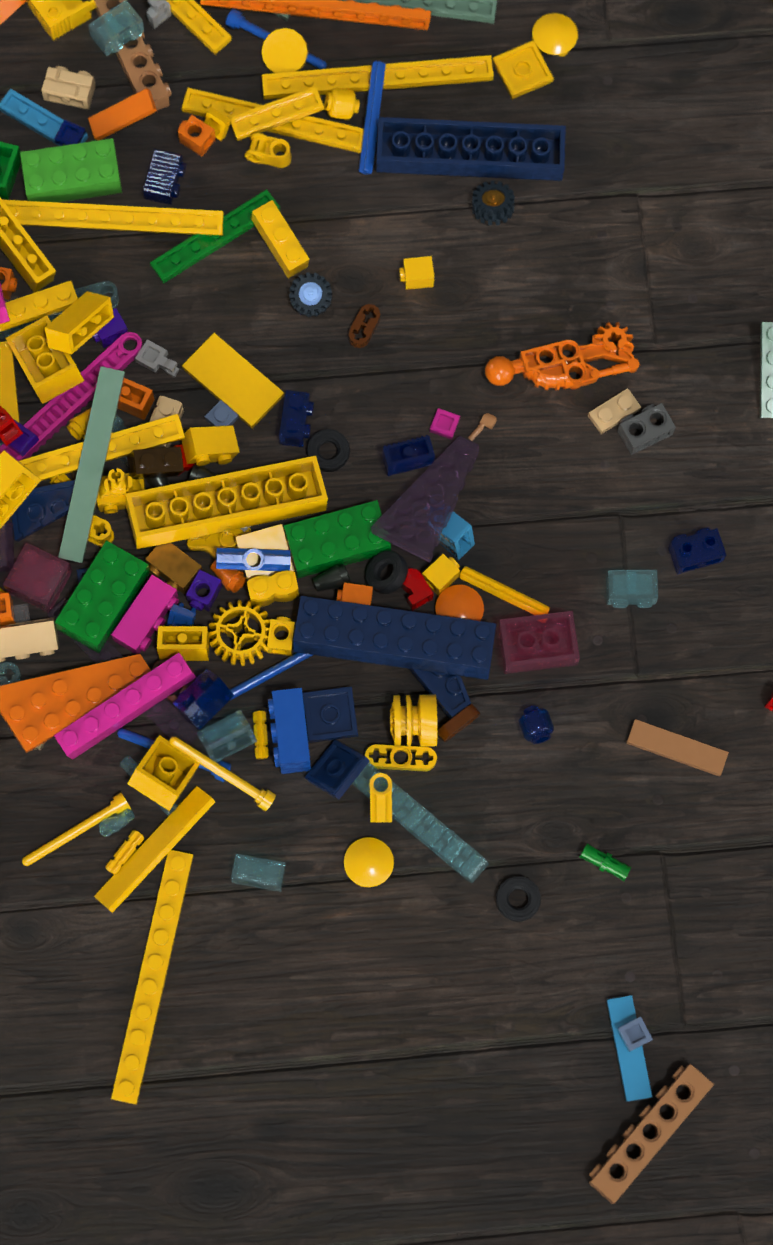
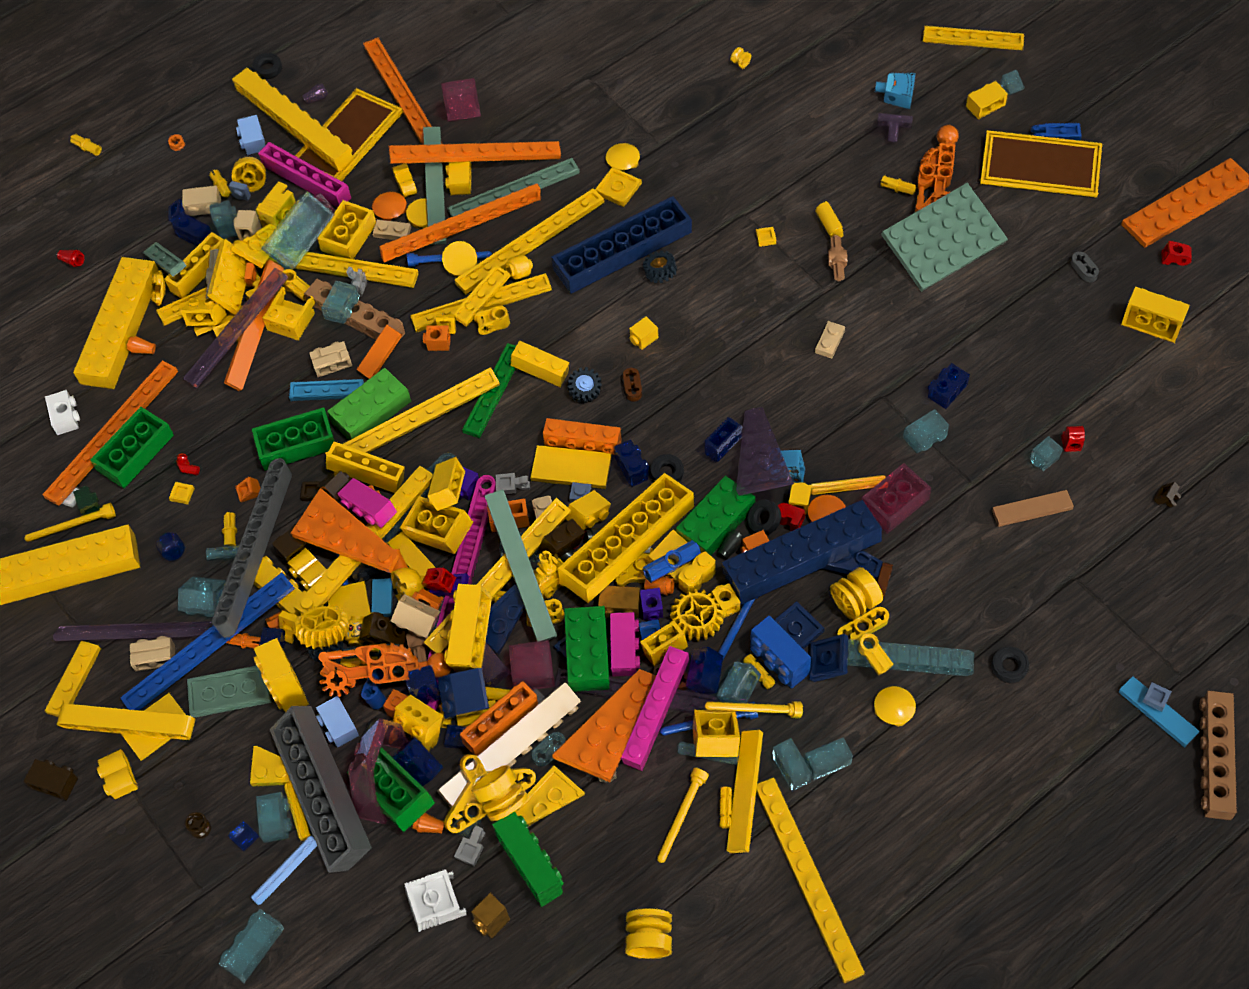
camera: 25 degrees left, 15 degrees down
(69, 134) = (351, 383): clear blue tile -> none
(78, 425) = (490, 552): yellow cone -> none
(115, 823) = (704, 793): clear light blue arm -> none
(163, 177) = (433, 373): clear blue brick -> none
(218, 854) = (791, 764): none -> clear light blue brick
(265, 353) = (581, 436): none -> orange brick
(372, 117) = (545, 263): blue axle -> none
(444, 423) = (729, 409): dark pink tile -> none
(487, 421) = (756, 391): medium nougat hand -> none
(536, 725) = (934, 549): clear blue head -> none
(556, 373) = (777, 326): orange arm -> none
(605, 862) = (1046, 605): green pin -> none
(639, 239) = (766, 236): none -> yellow tile
(649, 433) = (861, 332): dark grey brick -> none
(695, 318) = (837, 258): none -> medium nougat axle
(722, 266) = (829, 219): none -> yellow brick
(738, 697) = (1046, 453): none -> clear light blue brick

